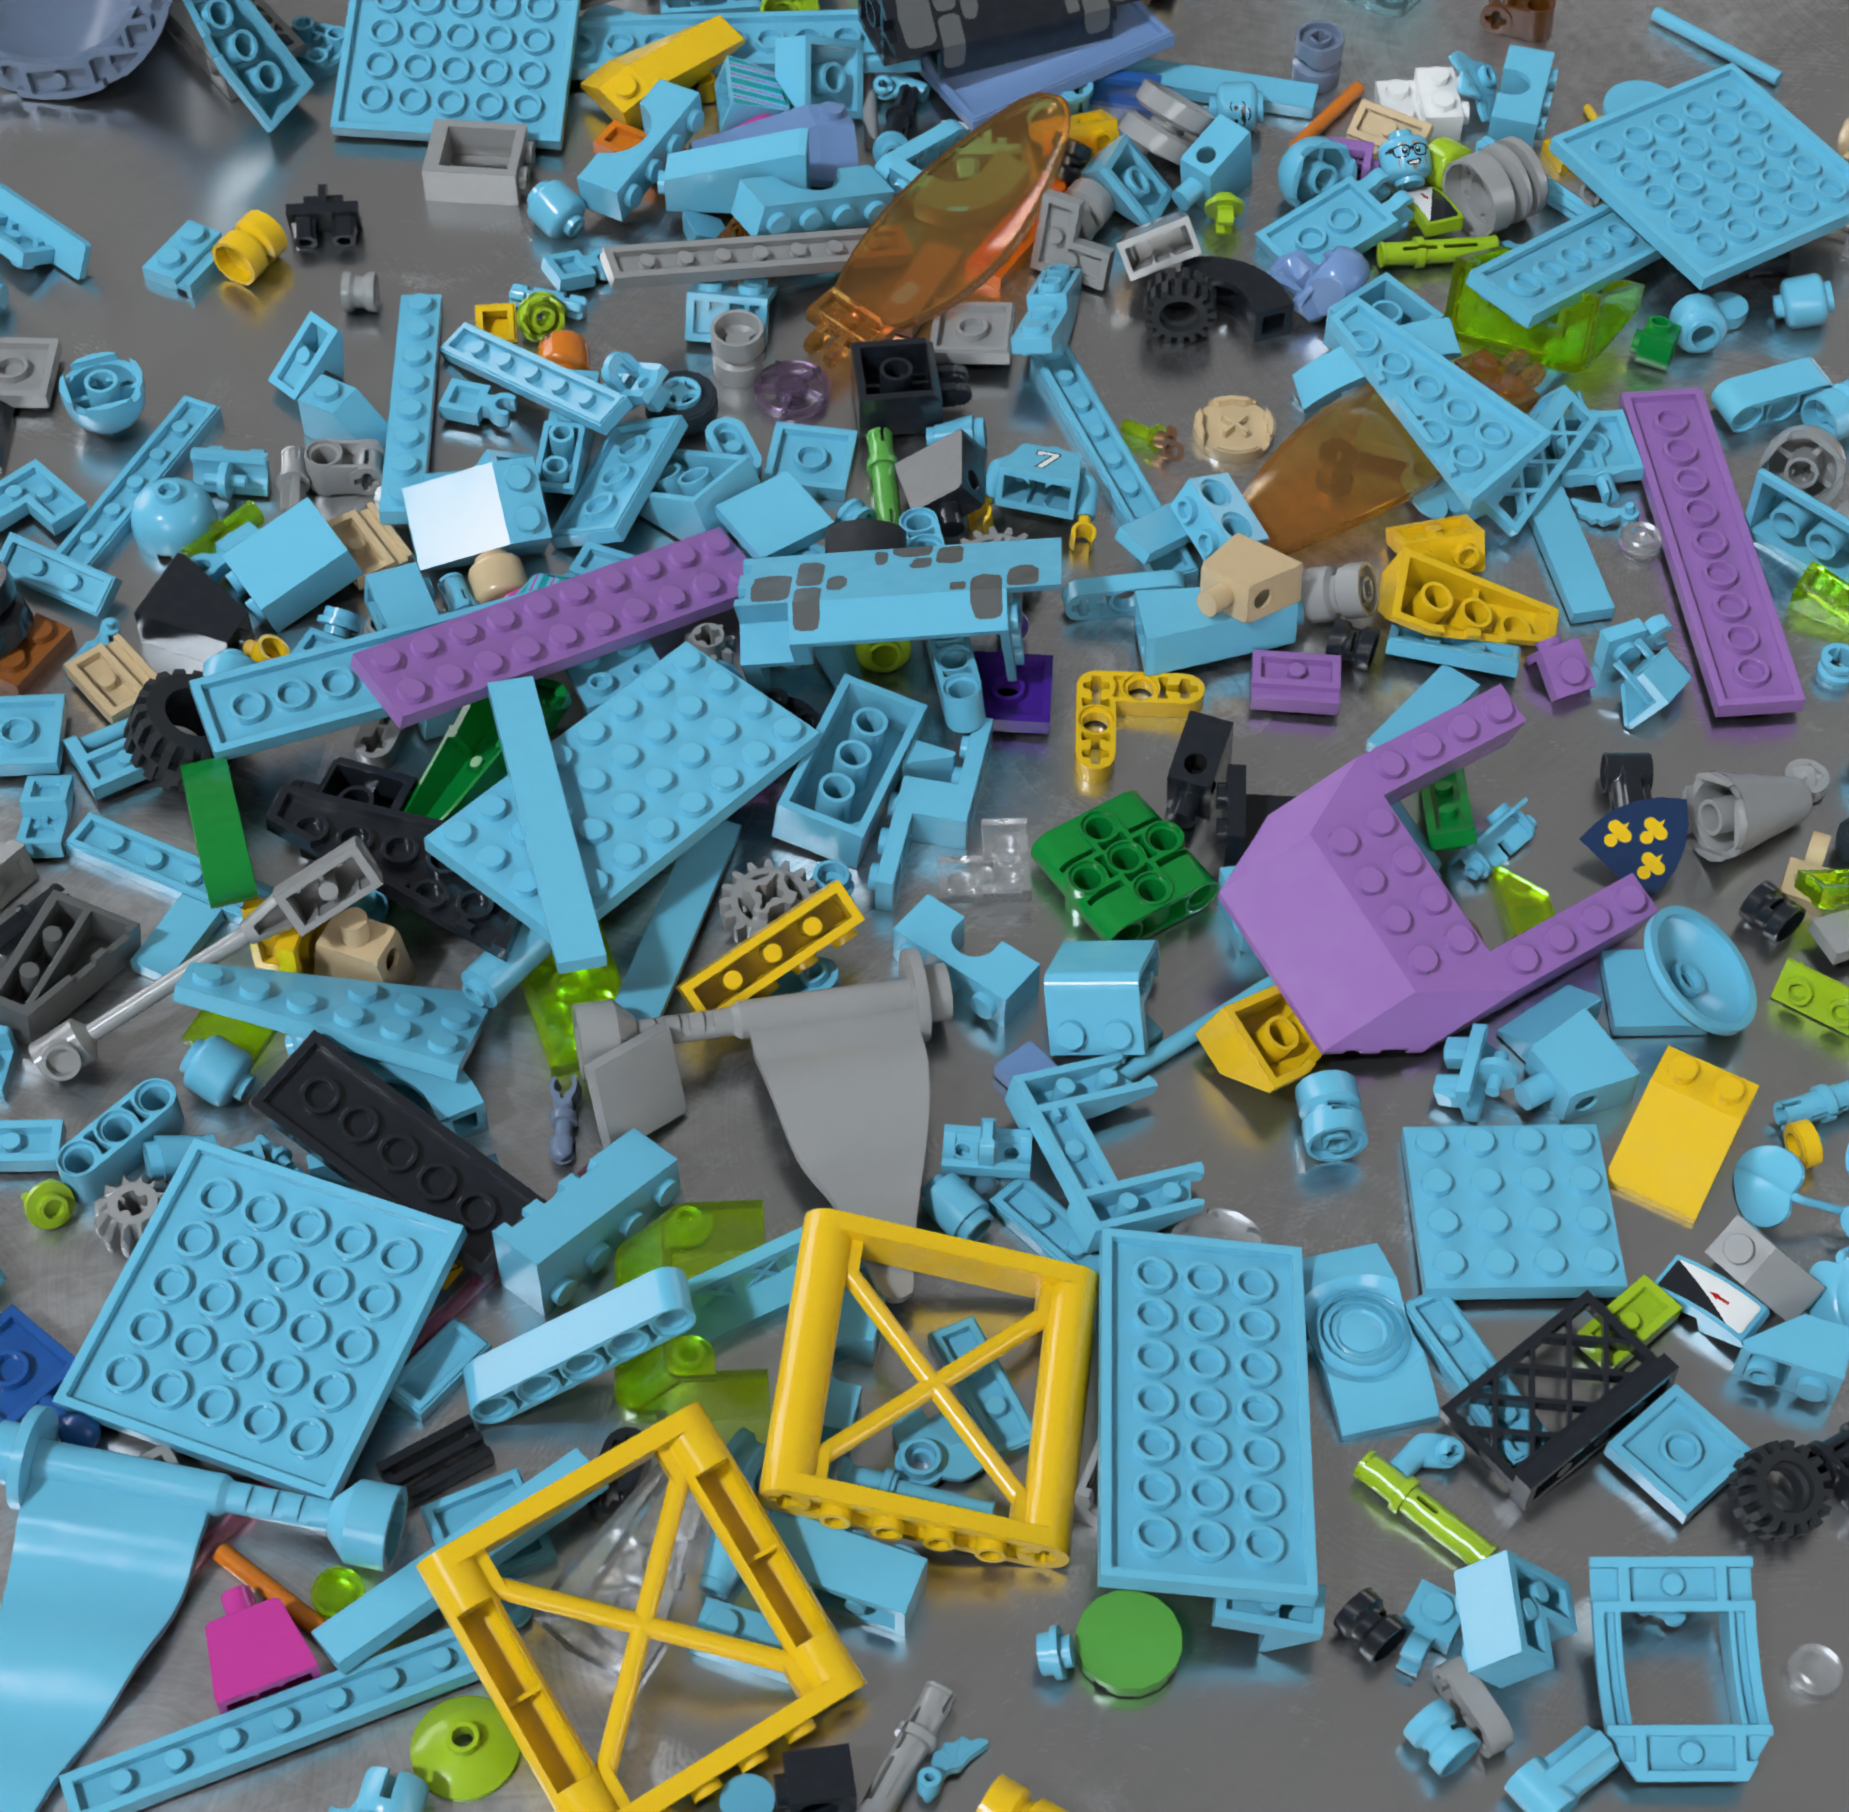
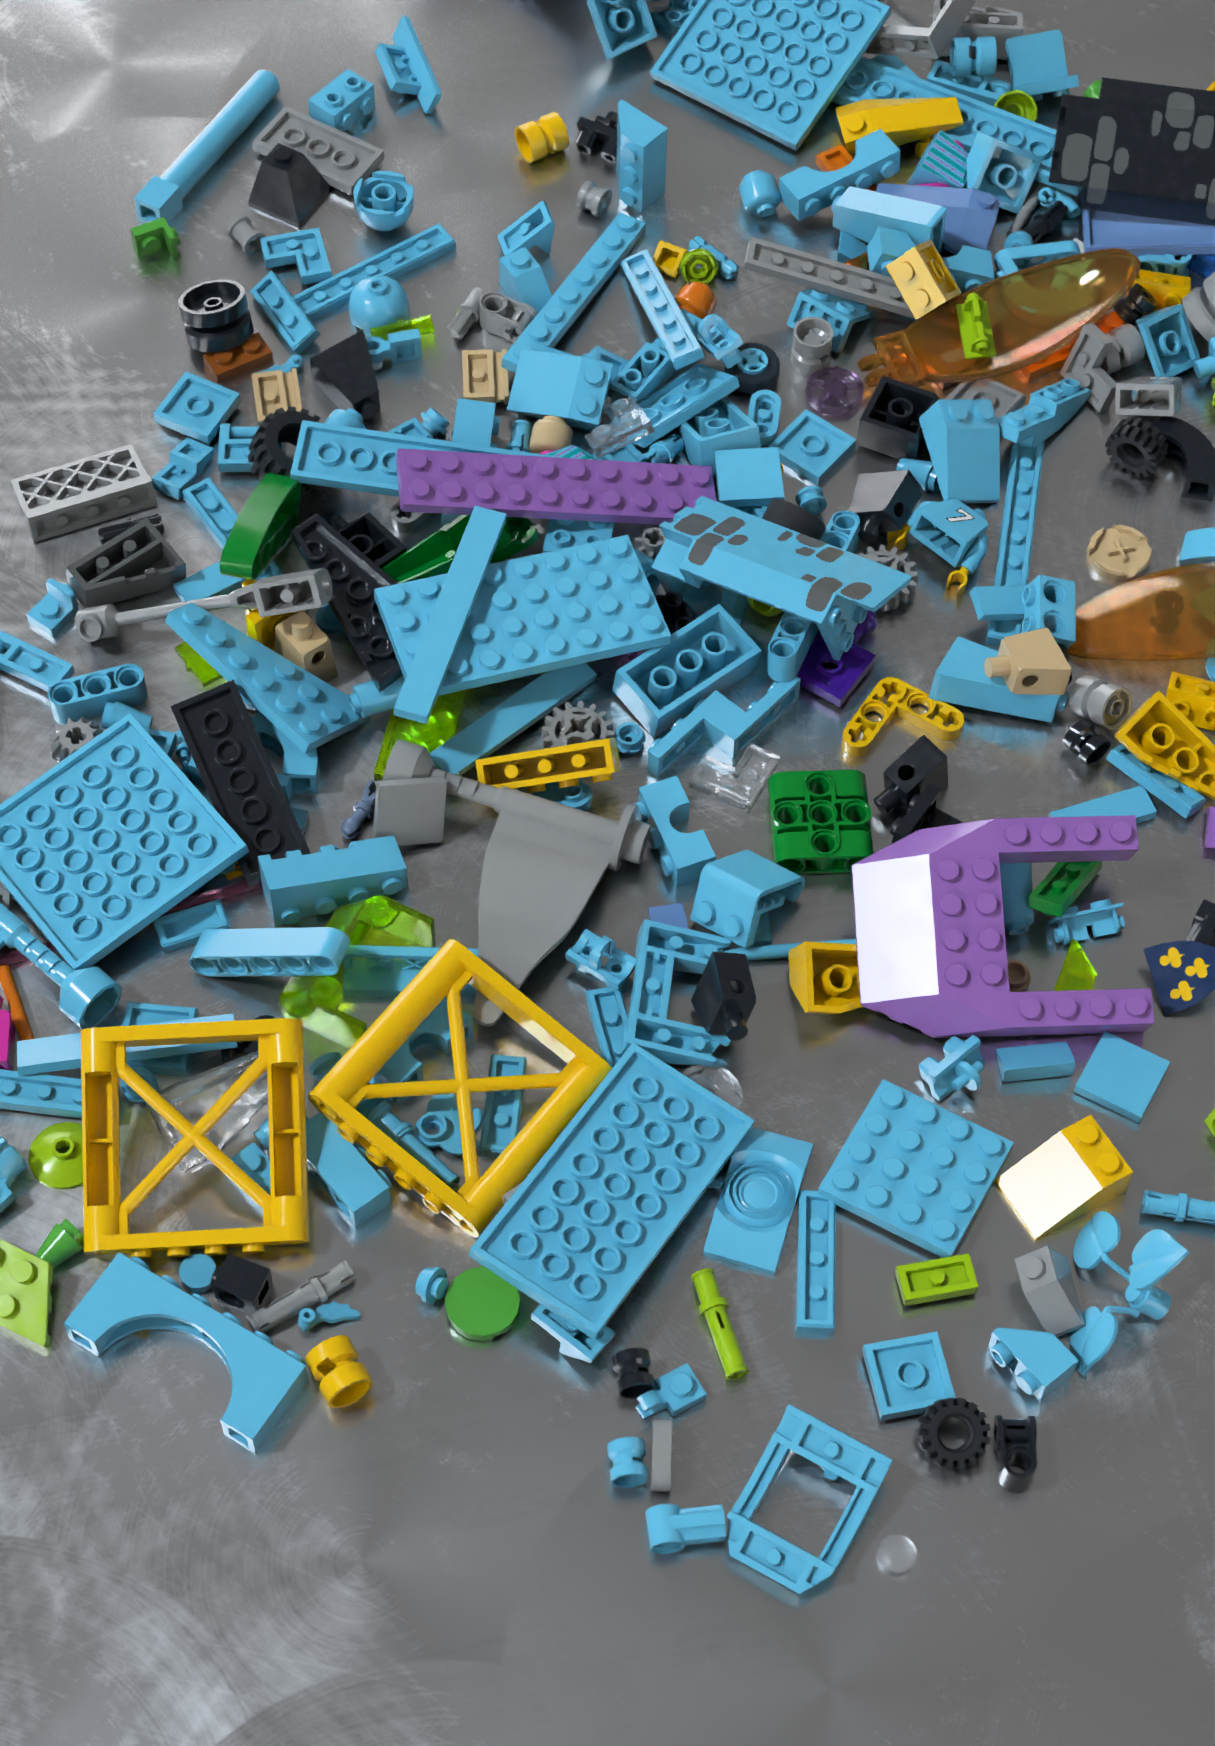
camera: 30 degrees right, 5 degrees up
(48, 1204) = (34, 713): lime plate -> none
(185, 259) = (497, 129): medium azure plate -> none
(217, 1070) = (178, 677): medium azure head -> none
(231, 471) = (432, 289): medium azure hips -> none
(265, 648) = (380, 417): yellow plate -> none
(290, 566) = (426, 370): medium azure brick -> none
(335, 1590) = (50, 1024): clear neon green plate -> none
(392, 217) = (640, 157): none -> medium azure slope
(432, 1454) = (154, 975): black tile -> none
(472, 401) = (617, 307): medium azure plate -> none
(477, 184) = (720, 111): light grey window -> none
(573, 270) = (737, 239): medium azure plate -> none
(583, 528) = (626, 425): none -> clear plate
(645, 535) = (663, 450): none -> medium azure pin
(826, 220) = (923, 279): none -> yellow bracket
(883, 474) = (846, 487): bright green pin -> none
(917, 250) = (975, 328): none -> lime hinge
(929, 762) = (739, 689): medium azure slope -> none
(956, 1207) = (561, 985): medium azure brick -> none
(996, 383) = (964, 448): none -> medium azure slope
(1094, 588) = (936, 628): medium azure beam -> none
(1155, 438) = (1057, 535): piece -> none
(1171, 1119) = (725, 995): none -> black torso
(1295, 682) = (1029, 749): medium lavender plate -> none
(1331, 1115) = (838, 1047): medium azure wheel -> none
(1429, 1451) = (747, 1288): medium azure arm -> none
(1511, 1617) = (714, 1411): medium azure brick -> none
(1577, 1071) = (1024, 1100): medium azure torso -> none
(1584, 1434) = (854, 1331): black fence -> none
(1699, 971) = (1149, 1076): medium azure dish -> none
(1715, 1301) = (1003, 1293): slope -> none
(1804, 1142) = (1143, 1223): yellow tile -> none

